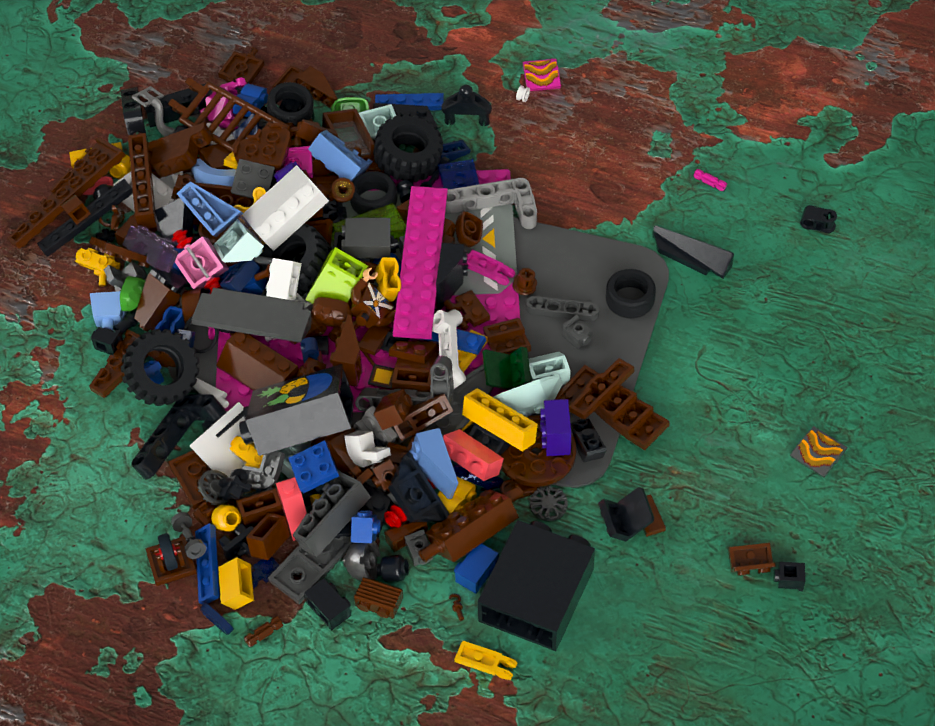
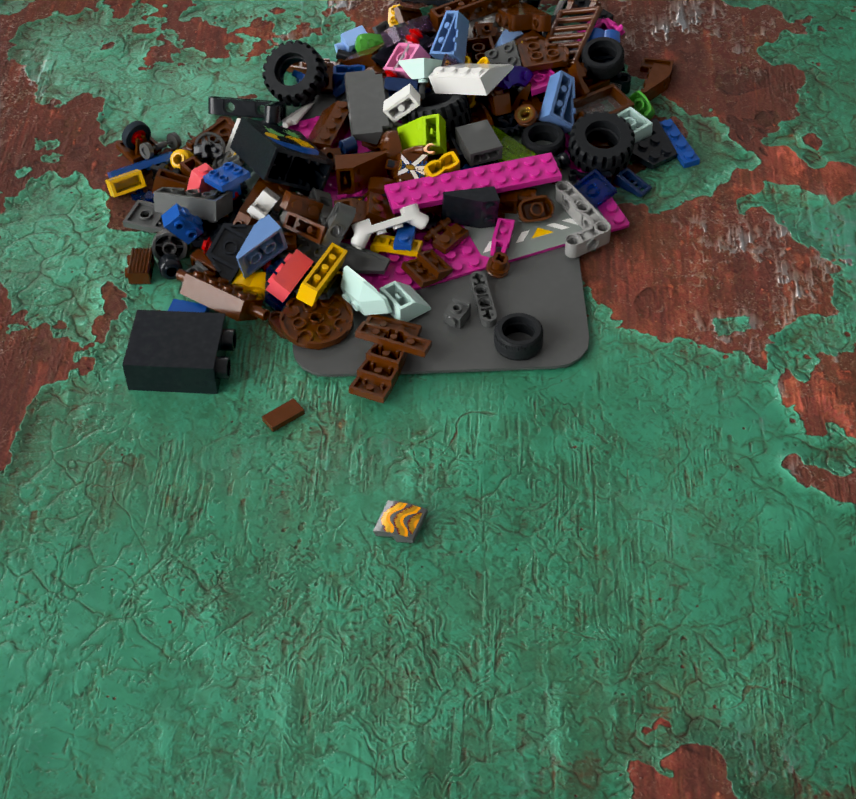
camera: 70 degrees right, 5 degrees down
(106, 340) = (326, 49): black brick -> none
(216, 619) = (94, 184): dark blue tile -> none
(242, 66) = (650, 34): reddish brown plate -> none
(263, 631) = (93, 214): reddish brown axle -> none
(327, 603) = (124, 238): black brick -> none
(357, 474) = (231, 212): reddish brown tile -> none
(466, 103) = (682, 170): black connector -> none
(484, 660) = (102, 344): yellow hinge -> none
(506, 370) = (383, 267): dark green bracket -> none
(523, 93) = (727, 209): white bush -> none
(541, 74) = (765, 216): slope -> none
(548, 503) = (271, 346): dark grey wheel -> none
(556, 427) = (330, 314): dark purple brick -> none
(587, 440) = (334, 346): black slope -> none
(627, 516) = (268, 391): black bracket -> none
(692, 252) = (596, 374): black wedge -> none
(710, 180) = (702, 368): dark pink axle -> none
(751, 558) = (257, 494): reddish brown bracket -> none
(790, 575) = (248, 527): black brick -> none
(816, 219) = (694, 462): black piece -> none

